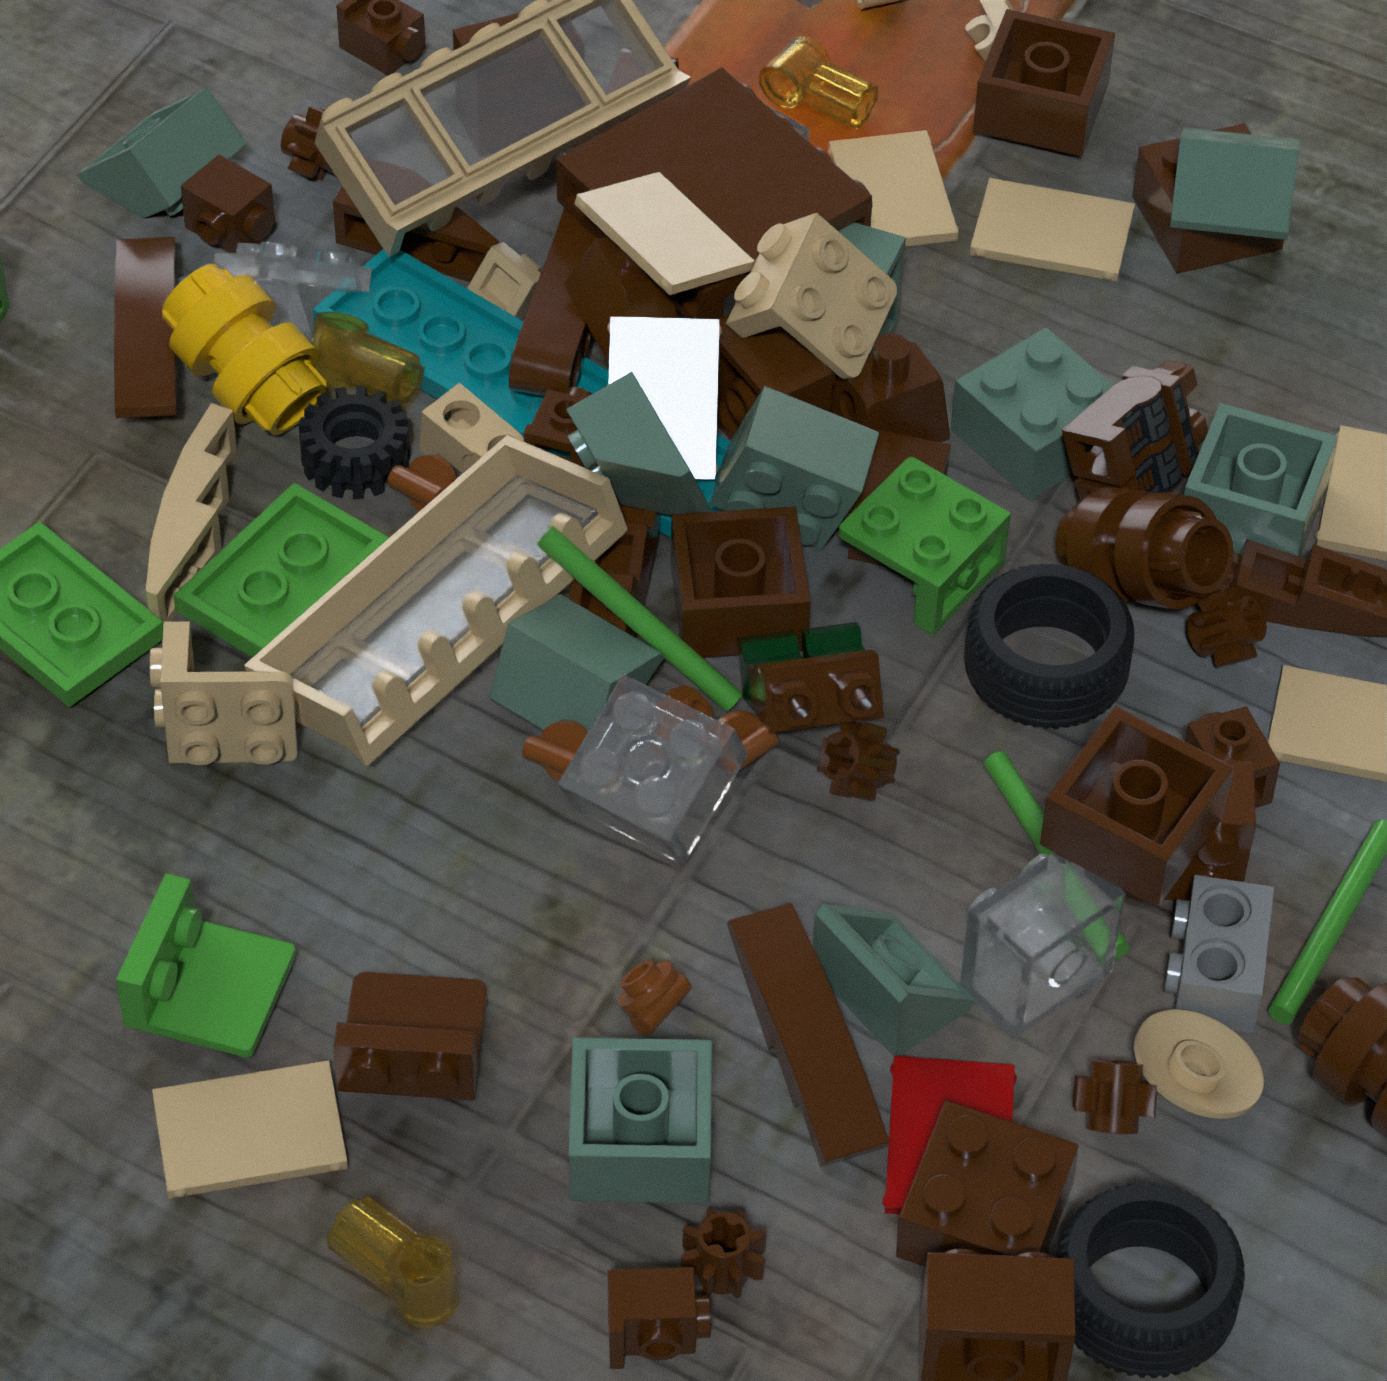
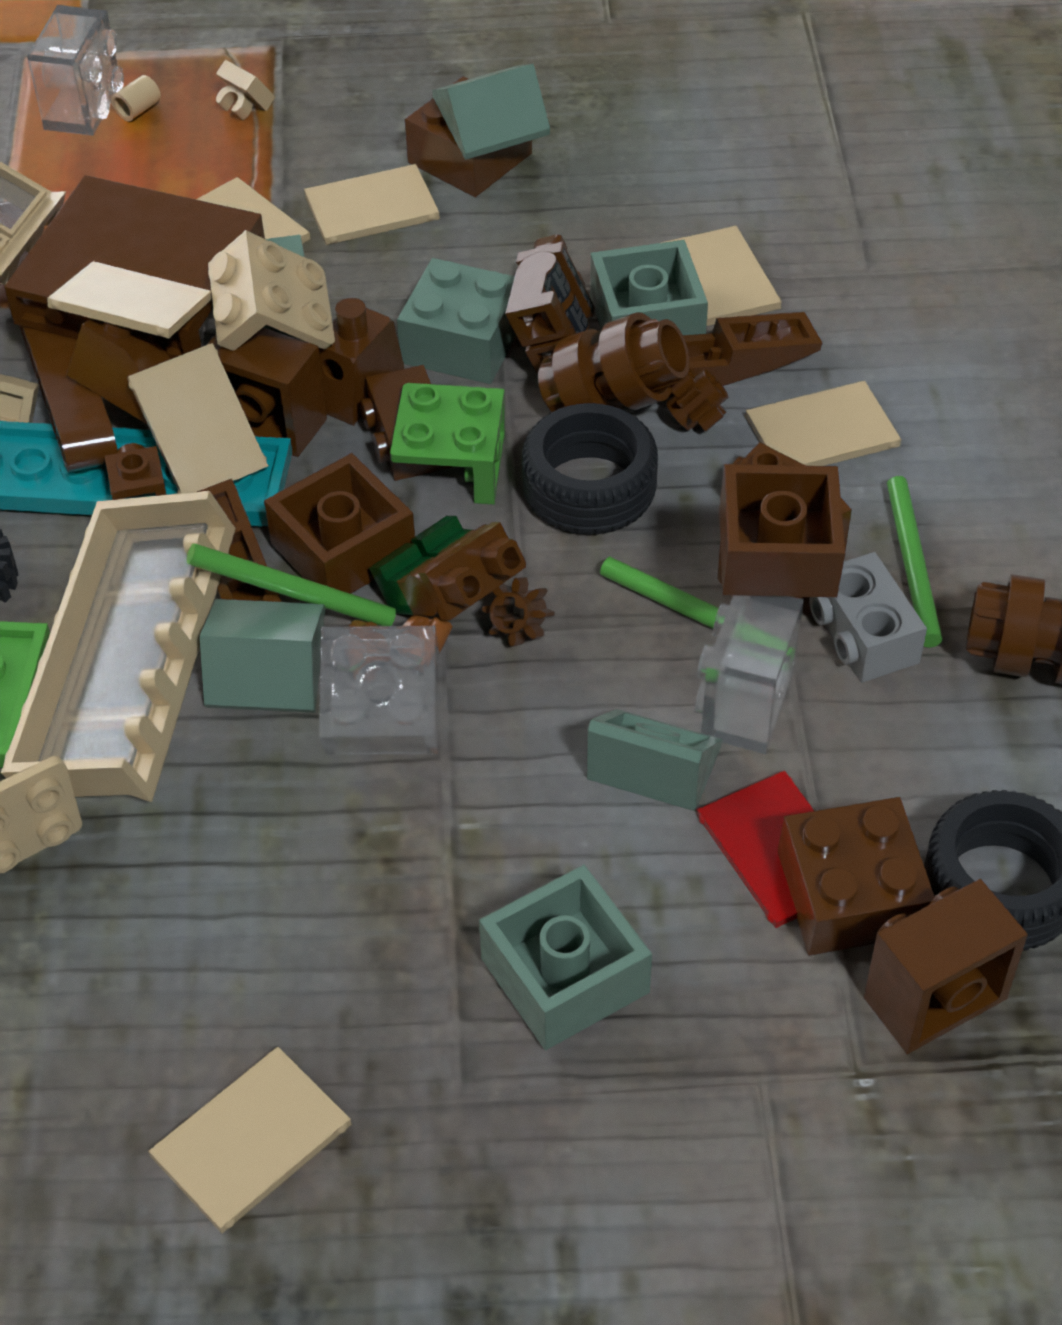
camera: 30 degrees left, 0 degrees up
(199, 976) = (133, 1036): bright green bracket -> none
(397, 1258) = (446, 1175): clear yellow piece -> none
(411, 1036) = (335, 990): reddish brown bracket -> none
(422, 479) = (45, 571): dark orange plate -> none
(467, 433) = (50, 521): tan leg -> none
(555, 746) = (293, 713): dark orange plate -> none
(631, 446) = (215, 456): sand green slope -> none
(651, 994) = (490, 859): dark orange plate -> none
(654, 1314) = (680, 1101): reddish brown brick -> none
(724, 1252) = (695, 1023): reddish brown gear -> none
(795, 457) = (325, 418): sand green brick -> none
(807, 76) = (149, 172): clear yellow piece -> none
(808, 1034) = (633, 823): reddish brown slope -> none
(1043, 82) = (303, 109): reddish brown brick -> none
(1114, 1096) = (878, 752): reddish brown gear -> none
(1199, 1064) = (915, 700): tan dish -> none

